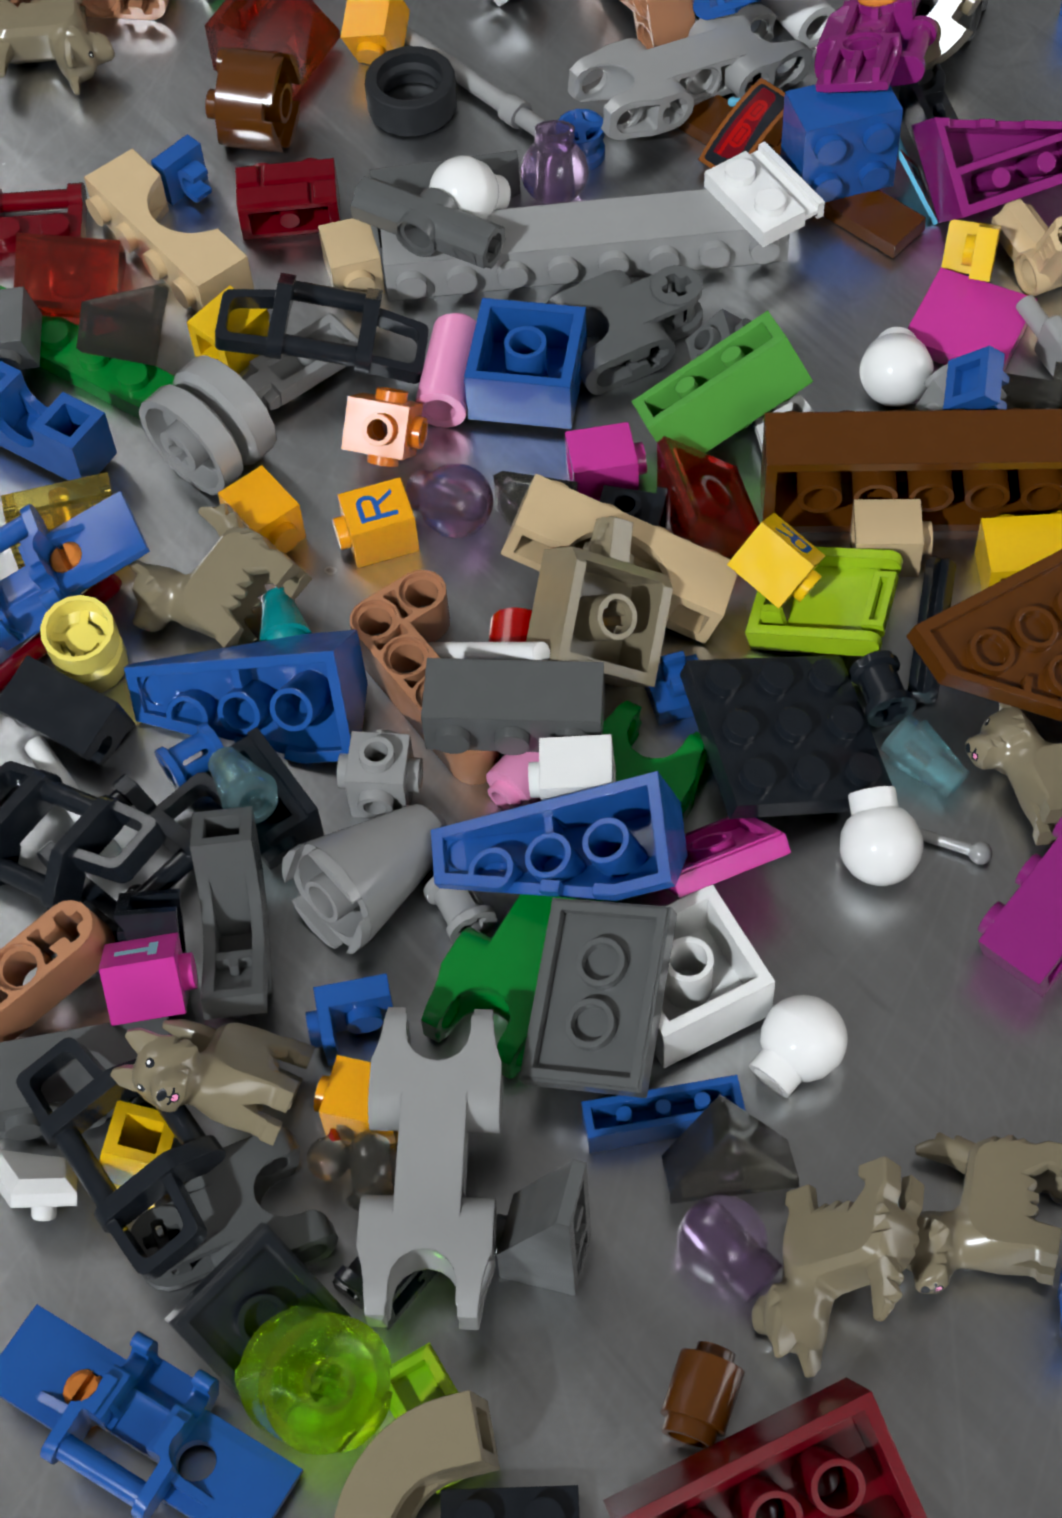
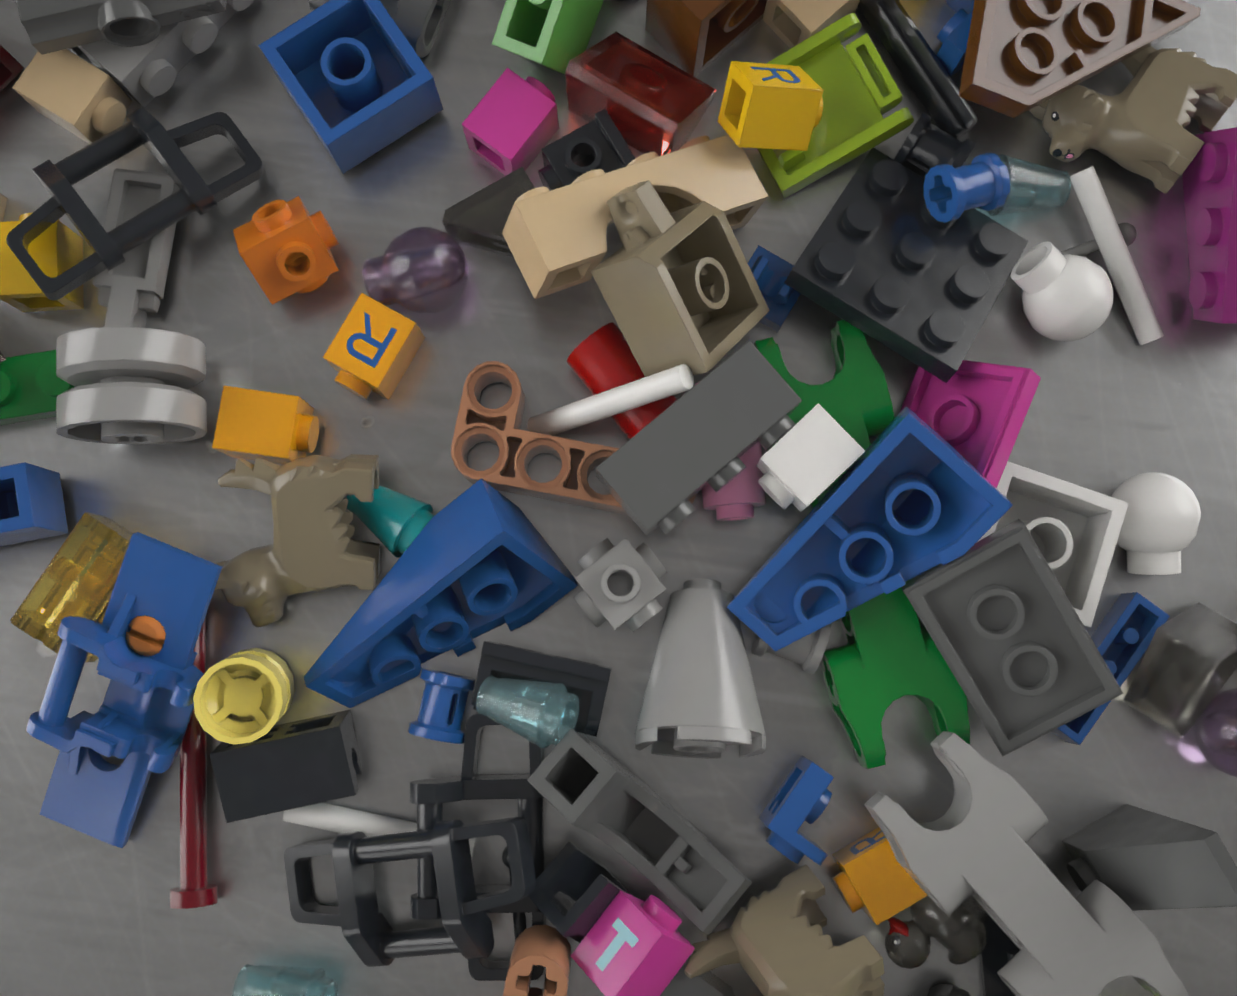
camera: 50 degrees left, 25 degrees up
(443, 371) = (282, 137): bright pink brick -> none
(868, 709) = (978, 184): none -> blue bush
(953, 856) = (1116, 256): none -> white bar

